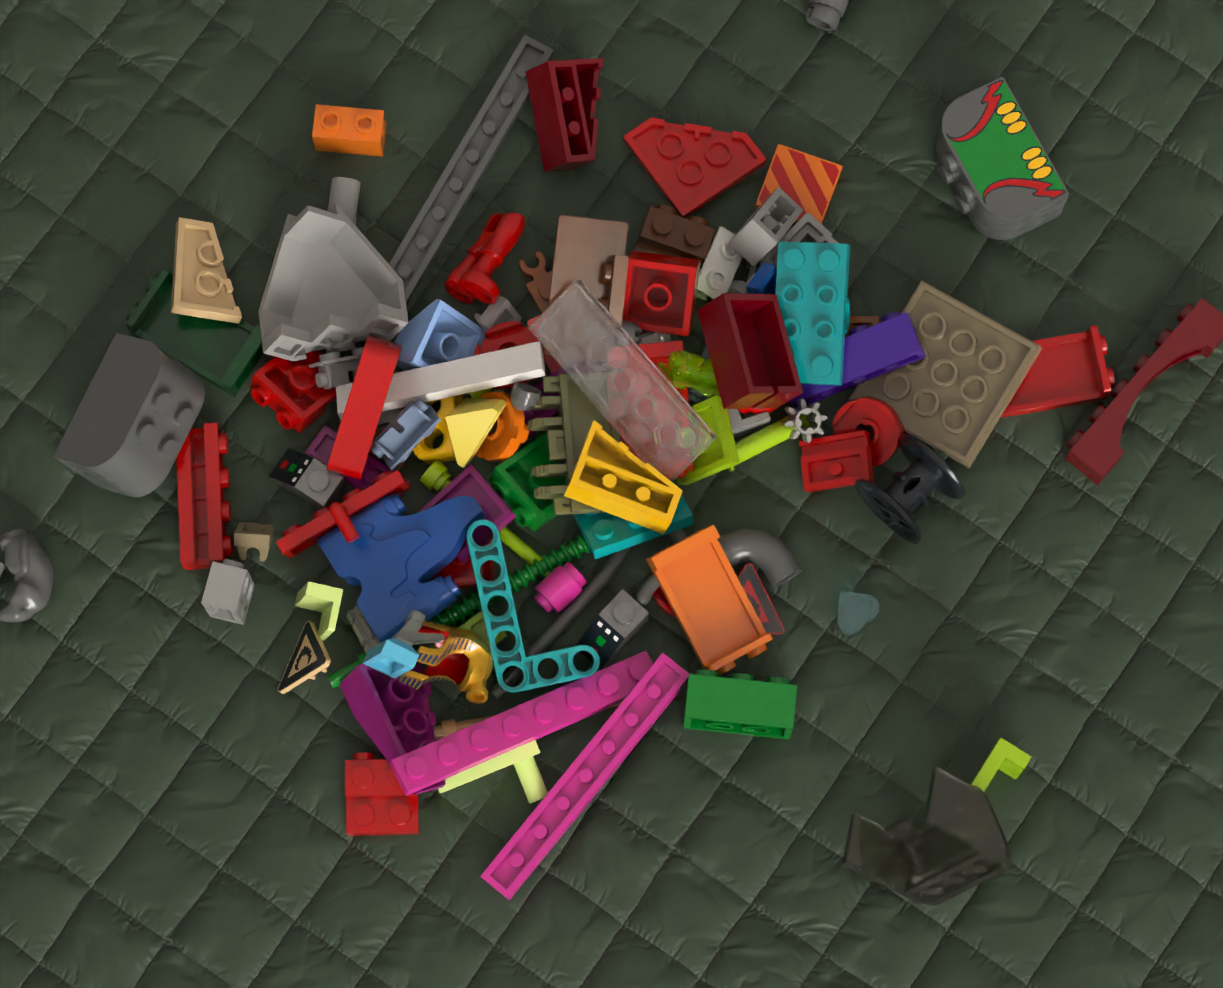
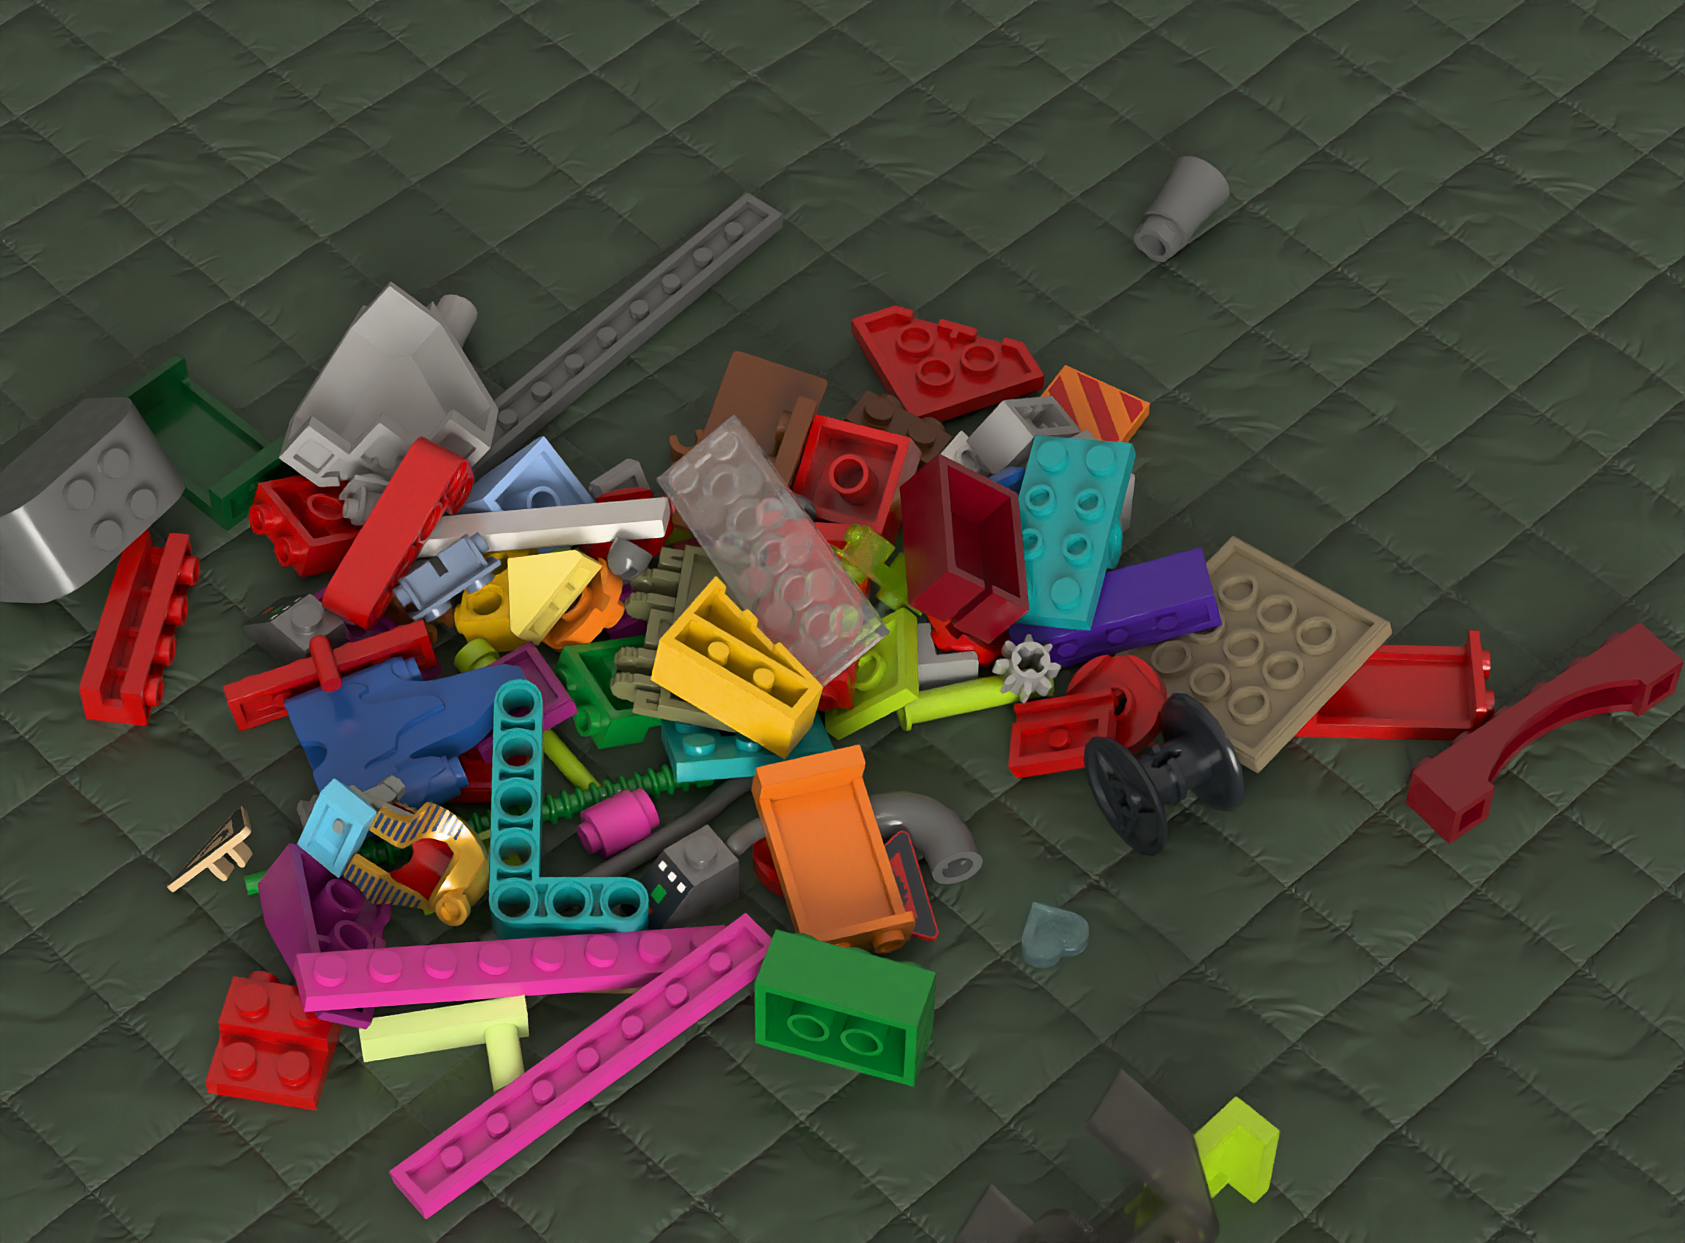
camera: 10 degrees right, 25 degrees down
(199, 276) = (226, 376): tan wing -> none
(228, 591) = (133, 735): light grey brick -> none
(253, 535) = (193, 685): dark tan tile -> none
(324, 600) = (260, 767): yellowish green panel -> none
(349, 130) = (480, 255): orange hinge -> none
(473, 275) = (605, 433): red piece -> none
(564, 111) = (778, 271): dark red wedge -> none
(997, 164) = (1370, 425): brick -> none

